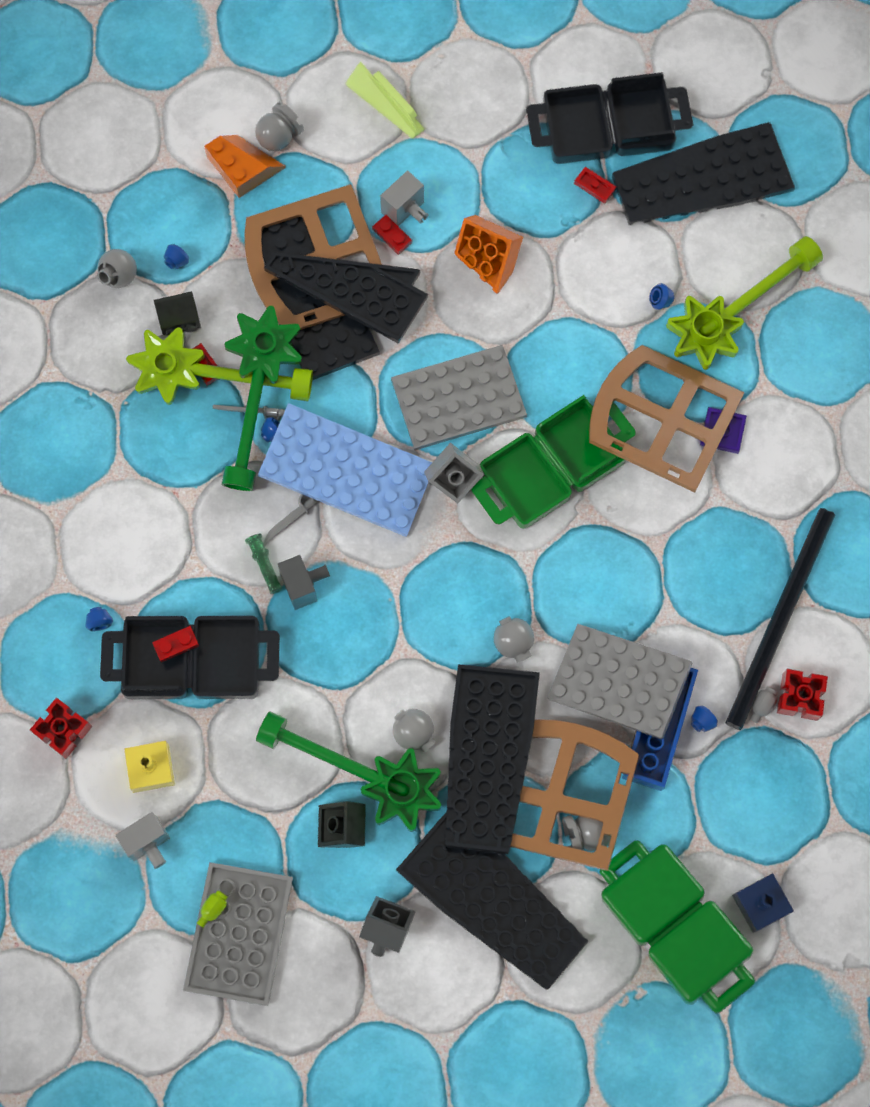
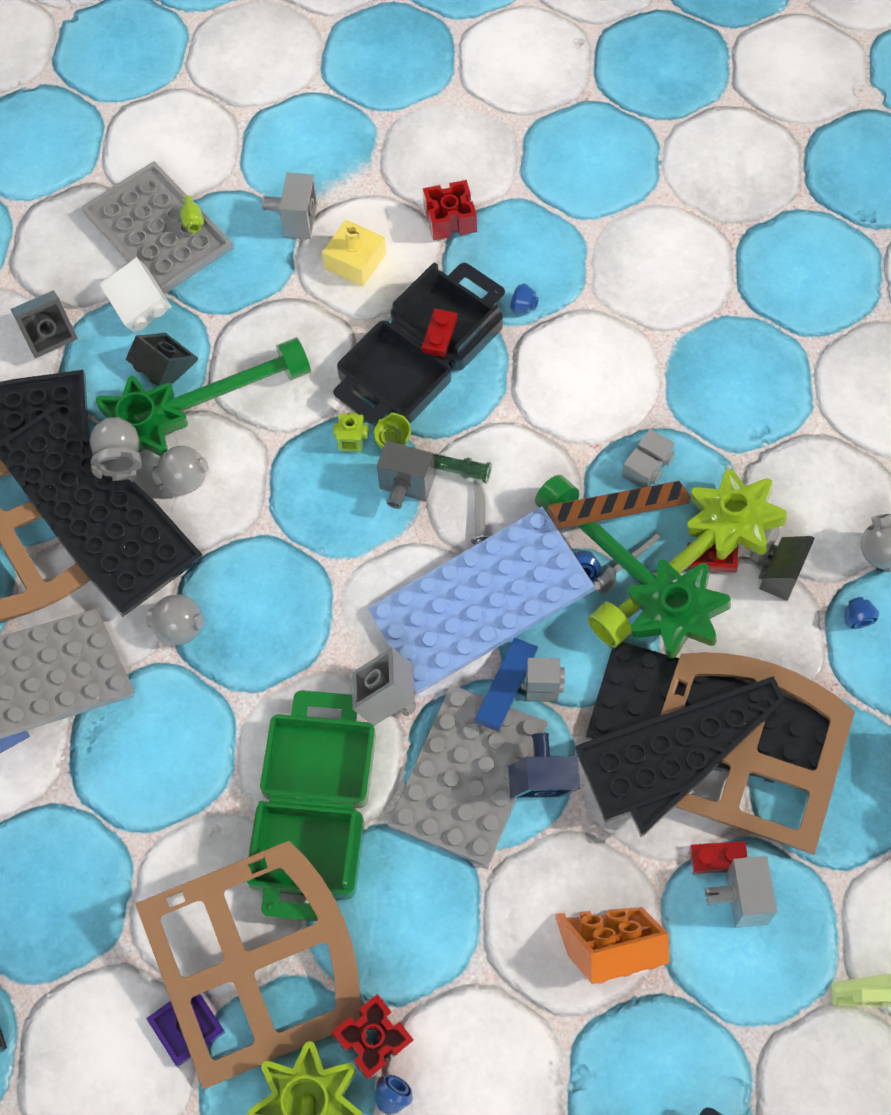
camera: 135 degrees right, 10 degrees down
(163, 449) = (645, 465): none -> light grey piece
(216, 435) = (618, 504): none -> dark orange tile
(274, 618) = (393, 429): none -> lime hair
(296, 638) = (350, 432): none -> lime brick
(310, 885) = (135, 295): none -> white brick
(370, 392) = (544, 679): none -> light grey piece
(389, 414) = (505, 685): none -> blue tile
(430, 345) = (543, 774): none -> dark blue brick
(441, 768) = (115, 449): none -> light grey tile
(645, 326) = (390, 1037): none -> red brick

